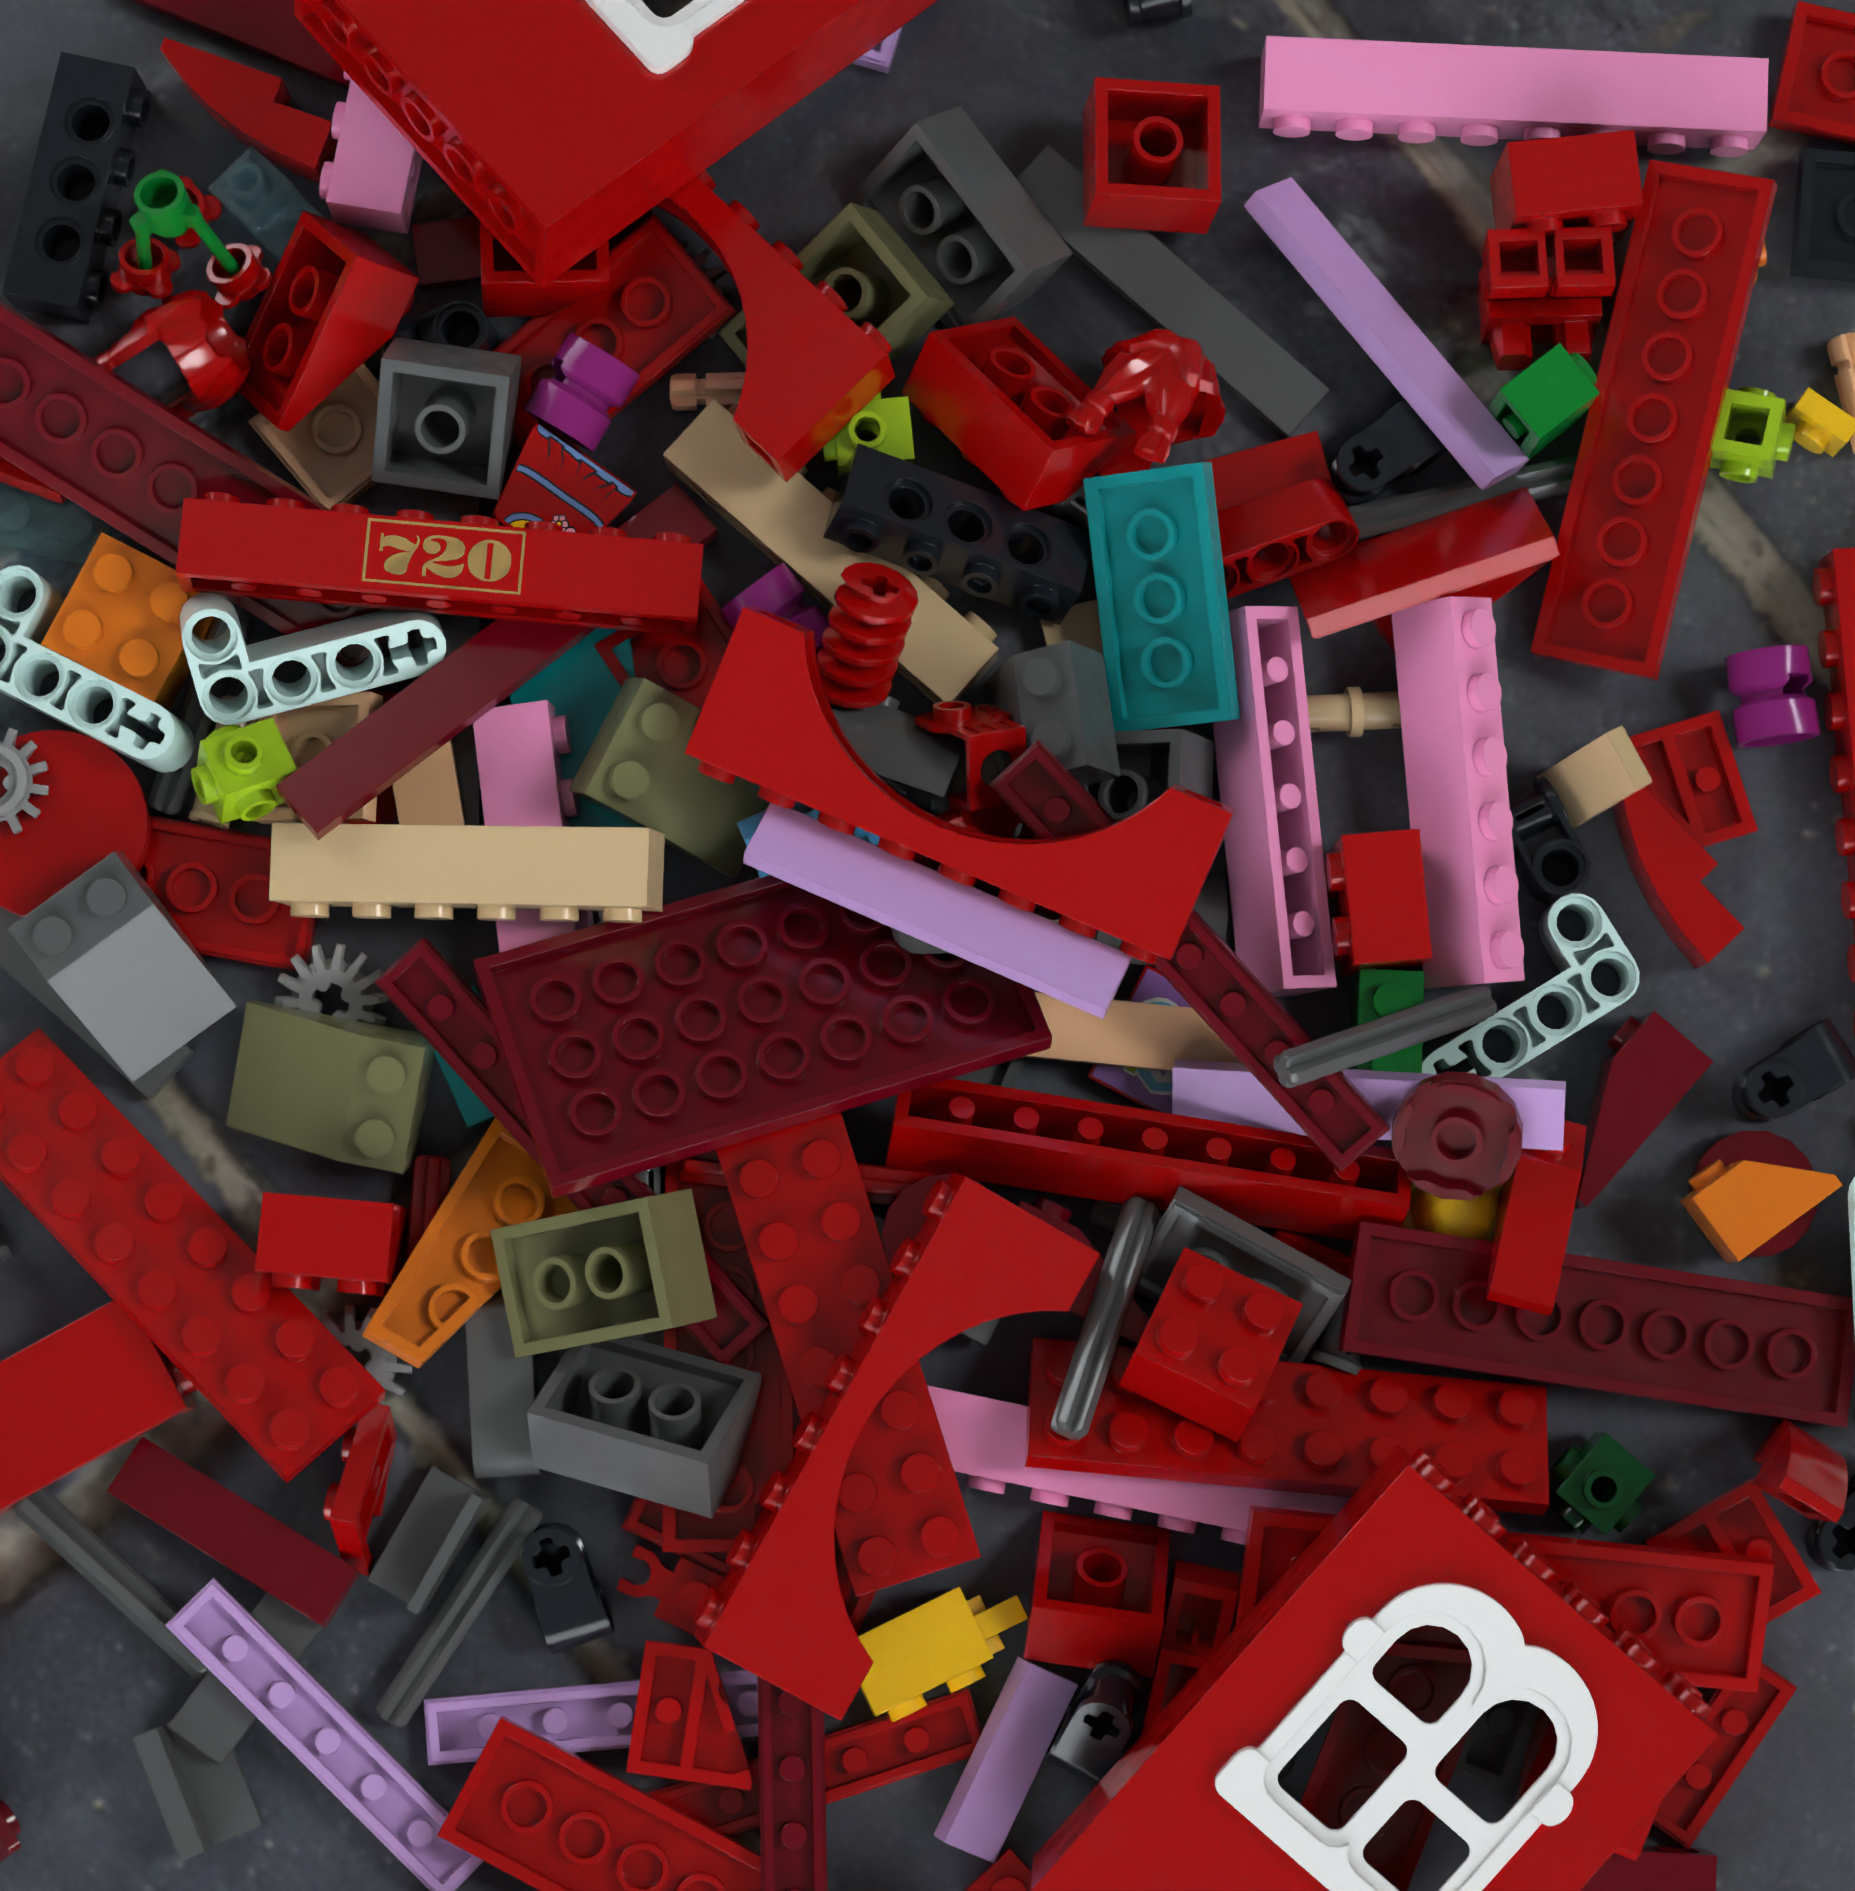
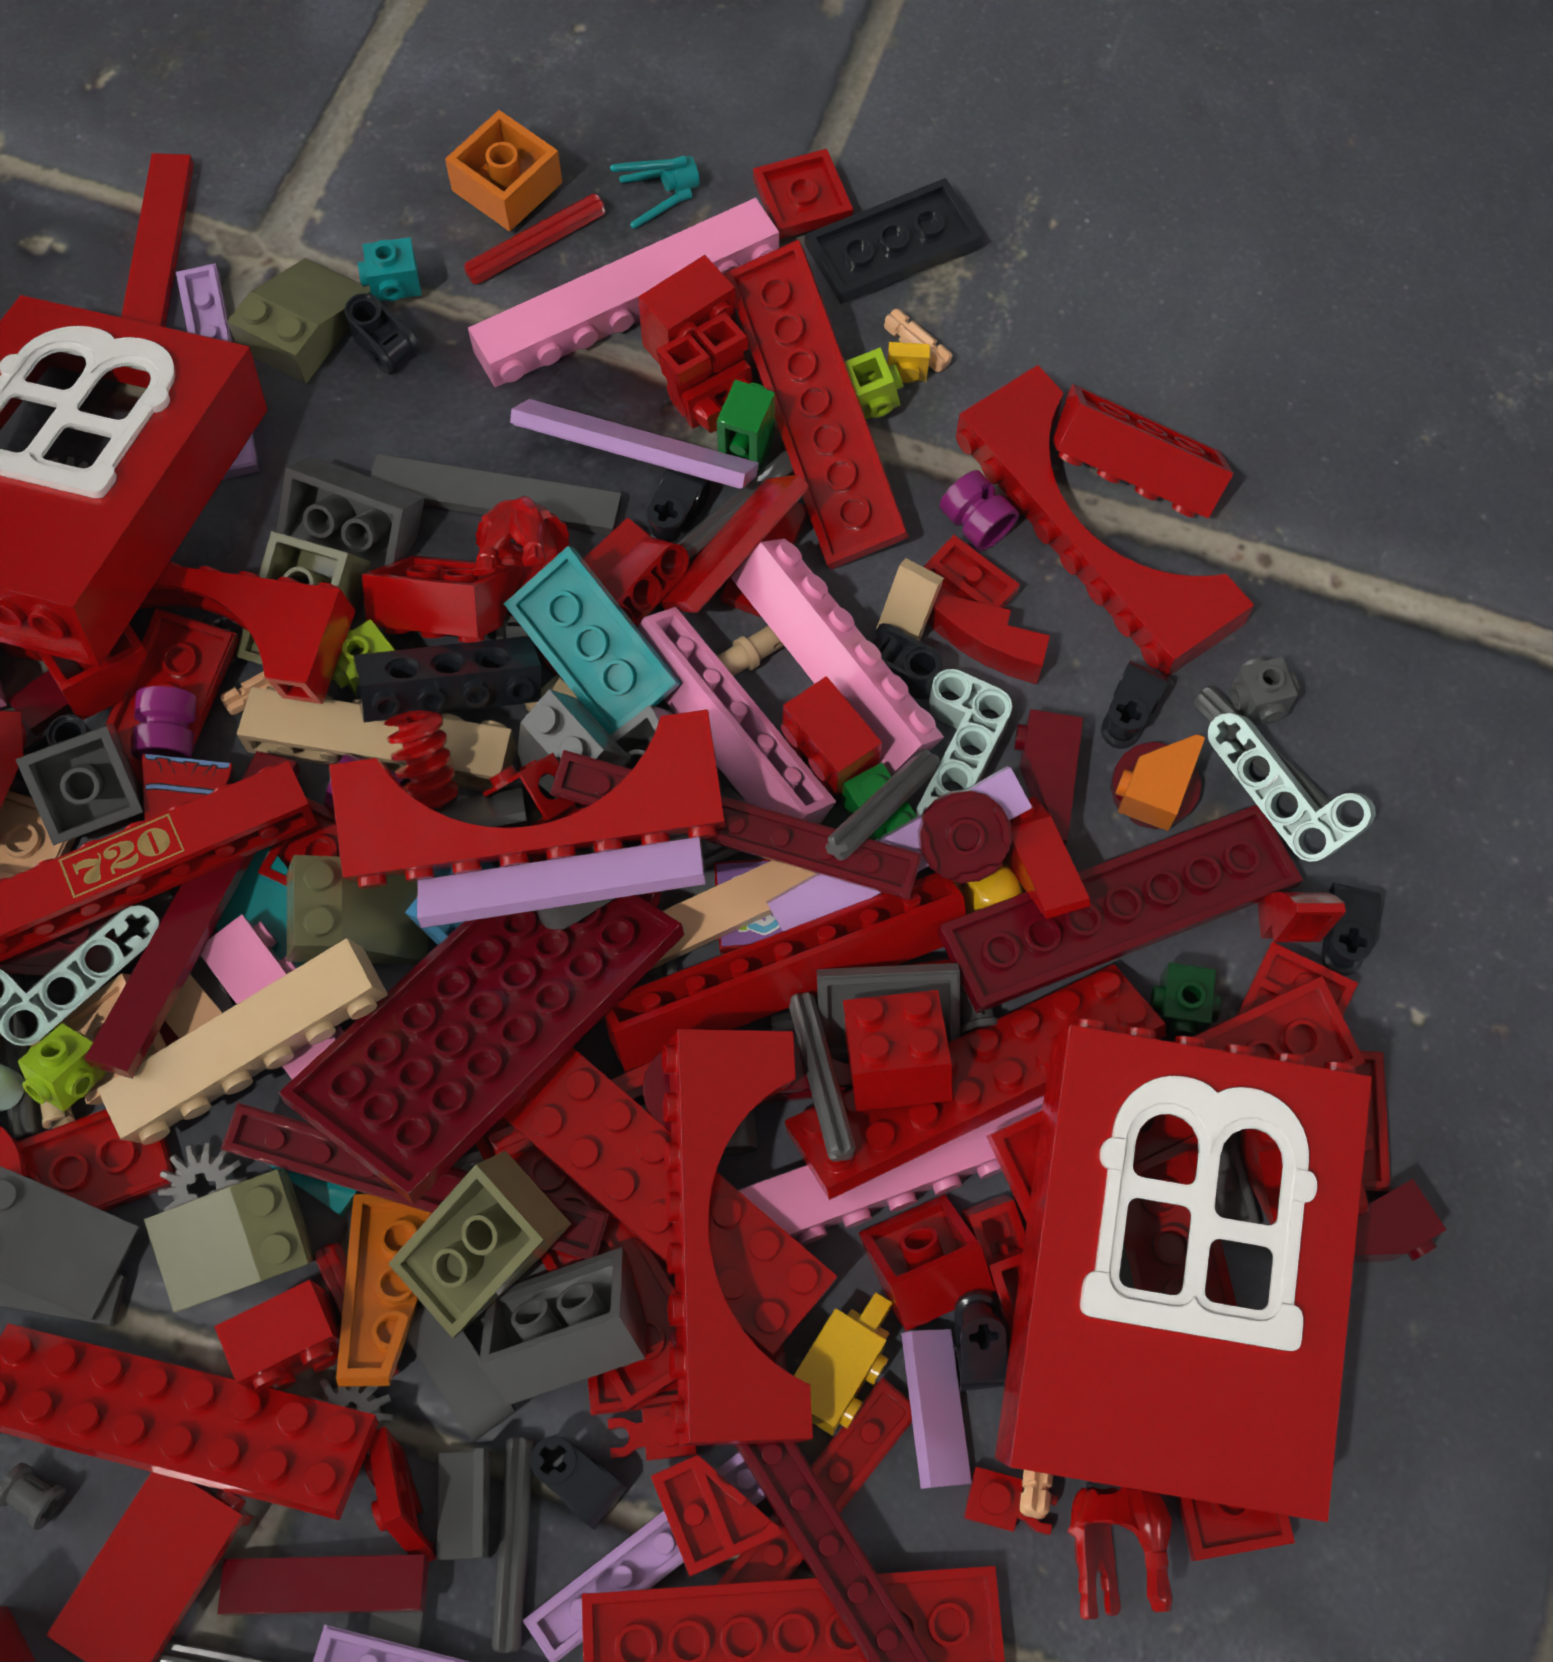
camera: 30 degrees left, 15 degrees down
(1151, 155) = (439, 421): red brick -> none

